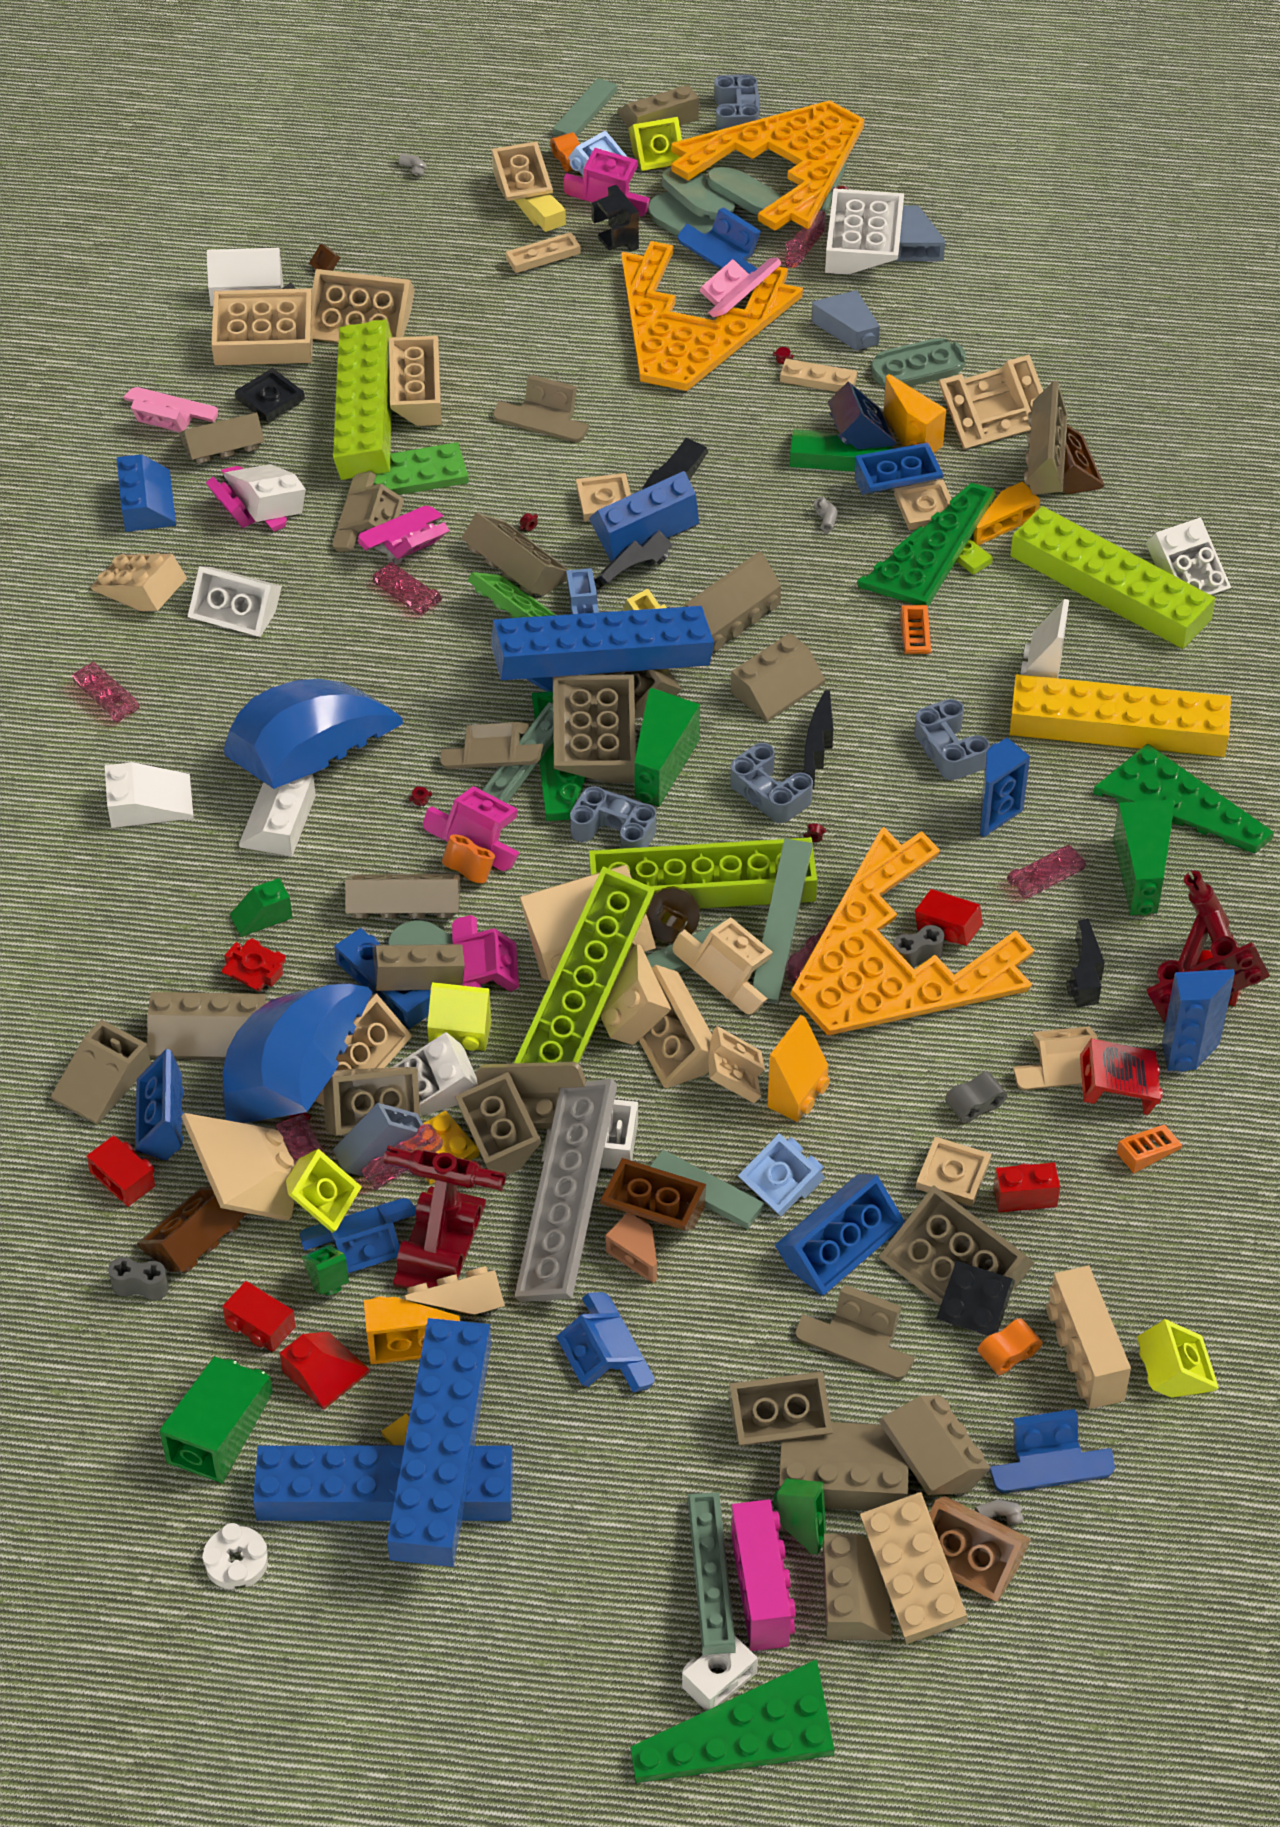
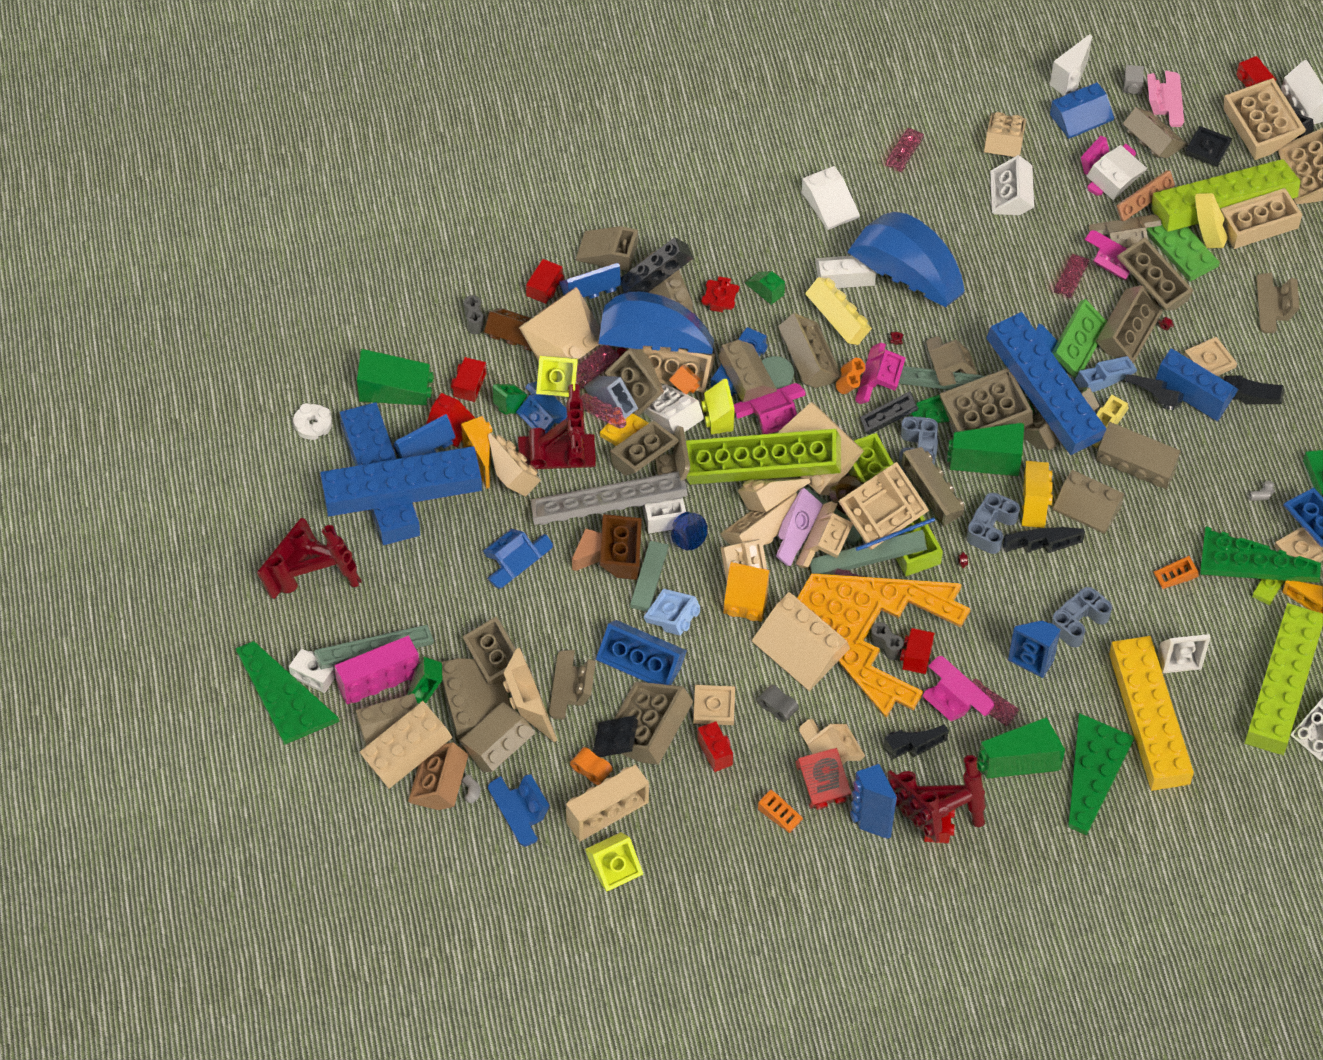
camera: 70 degrees right, 5 degrees up
(75, 475) = (1070, 67): none -> white slope
(122, 429) = (1133, 79): none -> light grey brick
(185, 317) = (1253, 72): none -> red brick
(190, 1011) = (657, 267): none -> black brick
(321, 477) = (1144, 195): none -> nougat bracket
(352, 838) = (838, 310): none -> light yellow brick
(357, 1397) = (426, 439): none -> blue slope
(392, 1043) = (685, 380): none -> orange brick
(406, 418) = (1210, 221): none -> light yellow slope
(460, 495) = (1156, 275): none -> dark tan slope
(494, 1623) = (303, 554): none -> dark red plate
(553, 833) = (889, 413): none -> black hinge
(658, 1111) = (689, 531): none -> clear blue tile
(699, 820) = (932, 485): none -> dark tan slope
(699, 990) = (797, 525): none -> lavender piece
(721, 870) = (883, 505): none -> tan slope
(744, 721) = (1036, 493): none -> yellow wedge
(772, 874) = (895, 534): none -> blue piece
(842, 1376) = (526, 695): none -> tan slope
(892, 1037) = (800, 641): none -> tan slope
(1027, 897) = (955, 692): none -> dark pink plate

